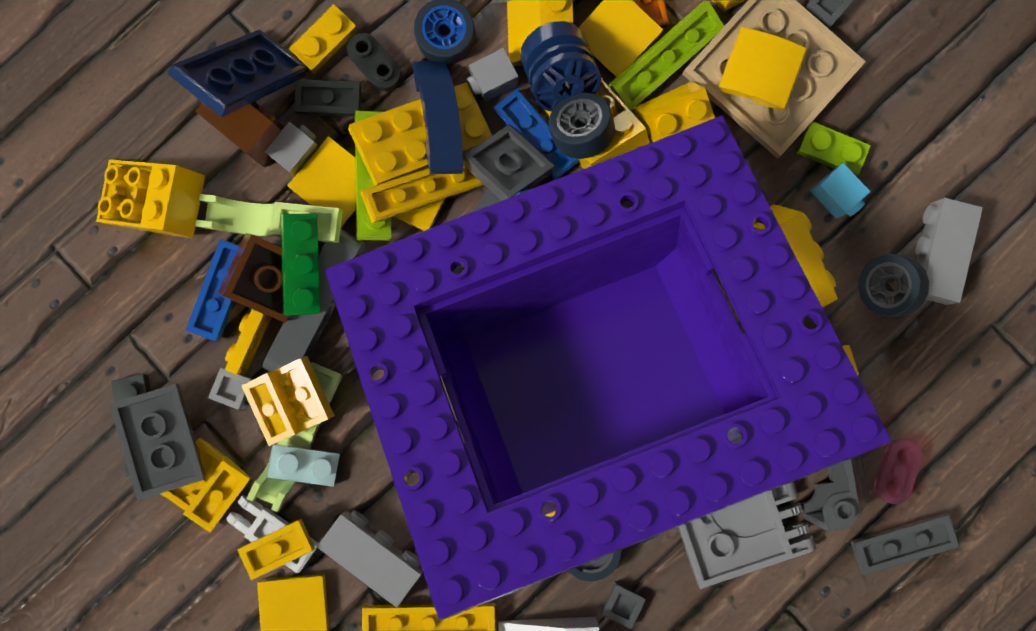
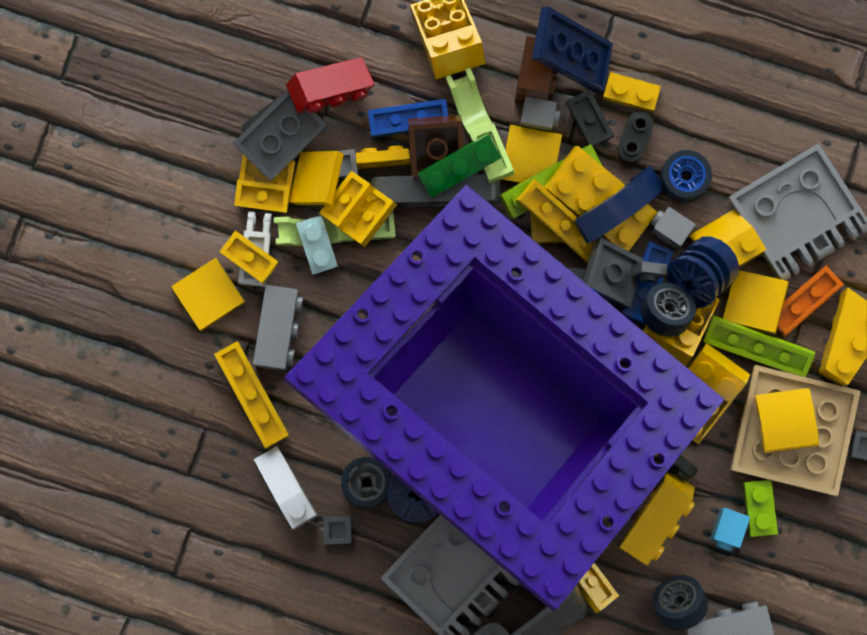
camera: 60 degrees right, 5 degrees down
(132, 358) = (330, 85): none -> brick
(229, 426) = (316, 178): none -> yellow tile
(527, 125) = (648, 271): none -> dark grey plate

